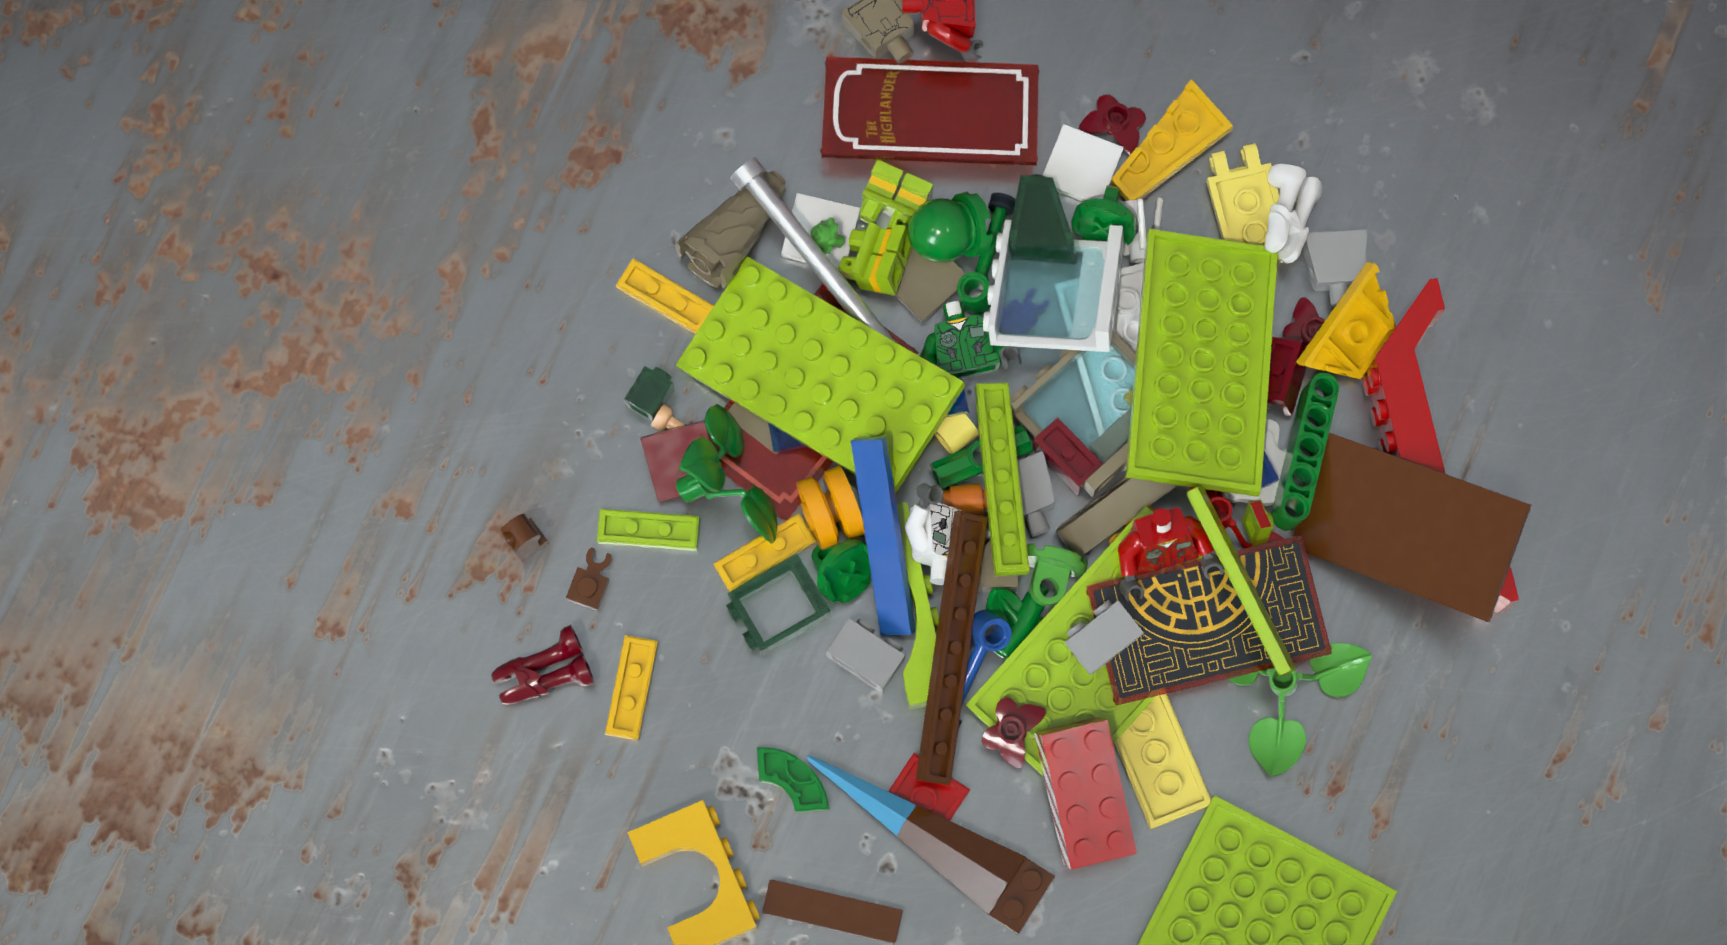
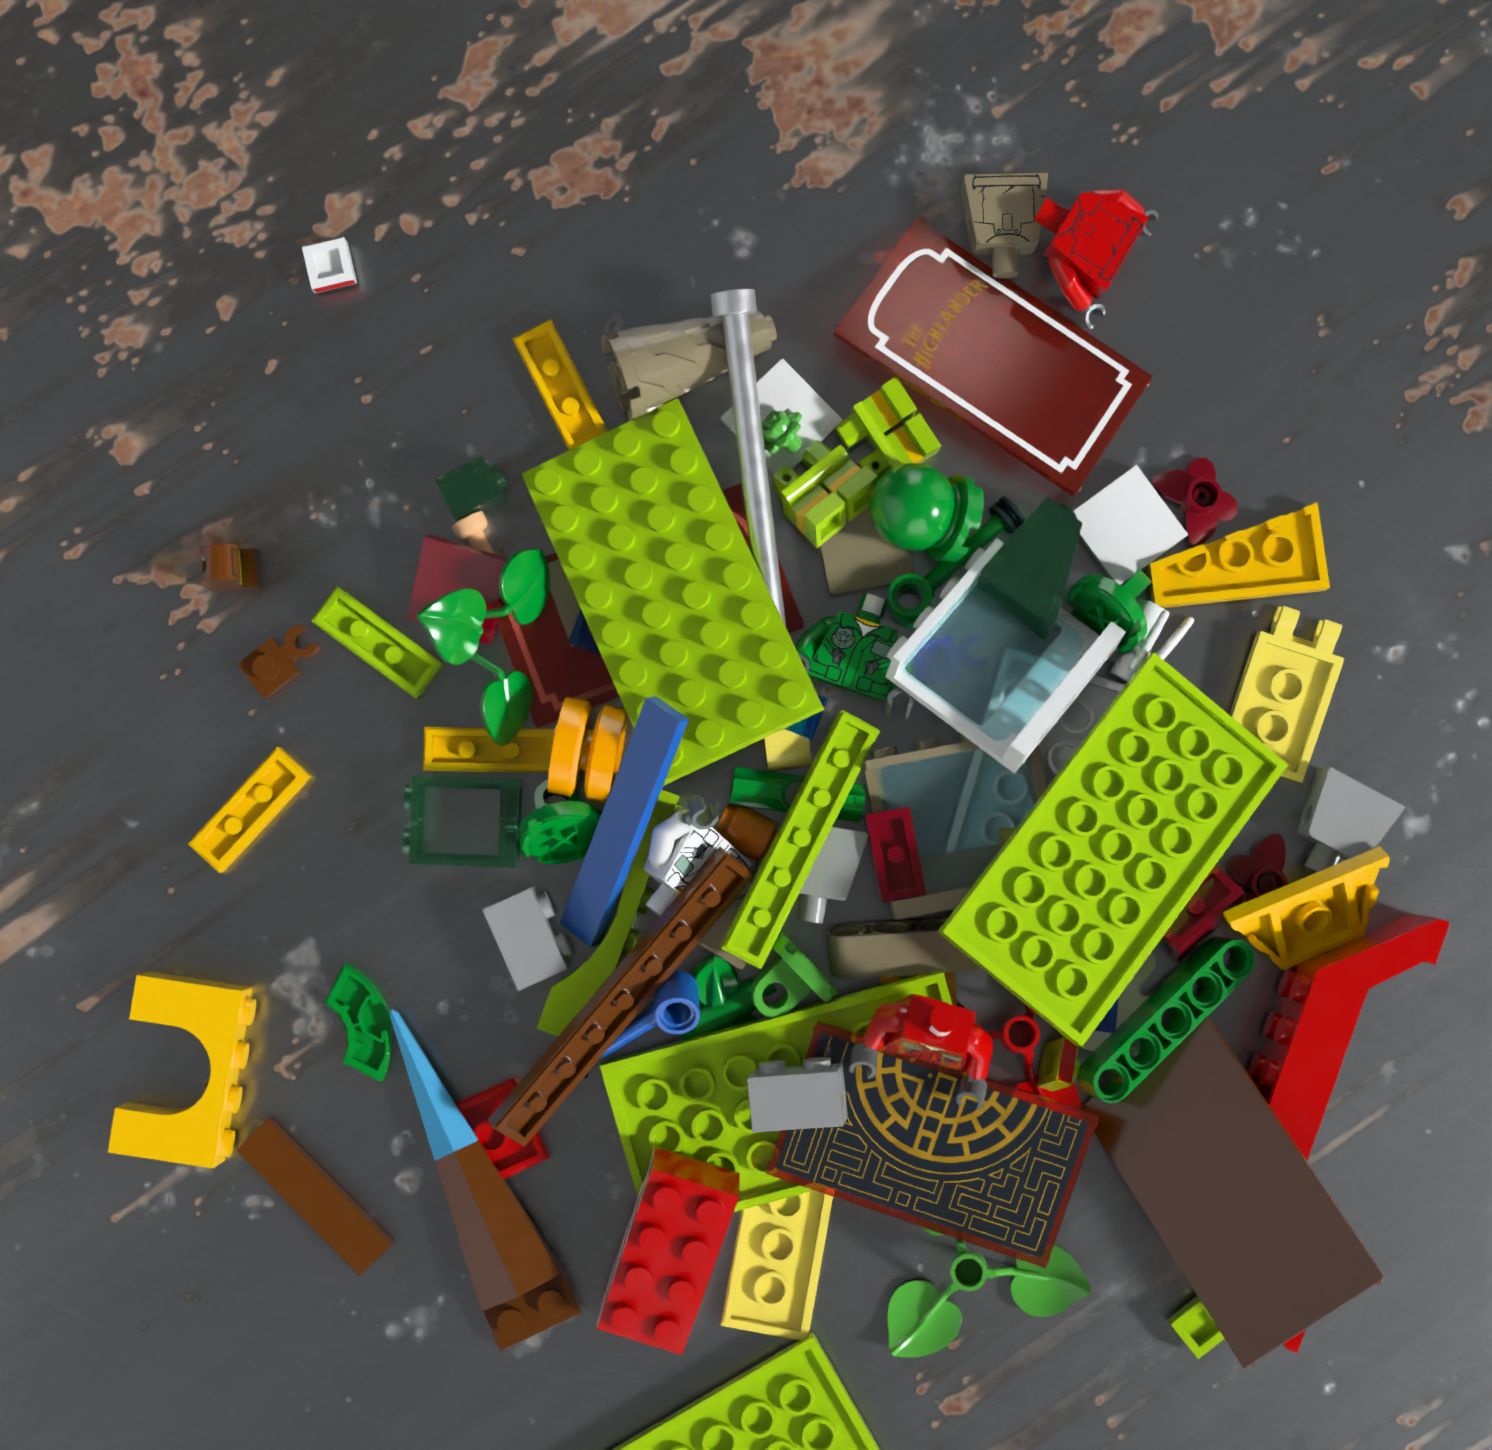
camera: 30 degrees right, 10 degrees up
(468, 309) = (329, 265): none -> white plate
(531, 683) = (142, 739): dark red piece -> none
(1011, 729) = (633, 1125): dark red animal -> none
(1241, 581) = (991, 1140): lime tile -> none
(1286, 226) = (1313, 747): white piece -> none
(1455, 634) = (1196, 1327): none -> lime plate

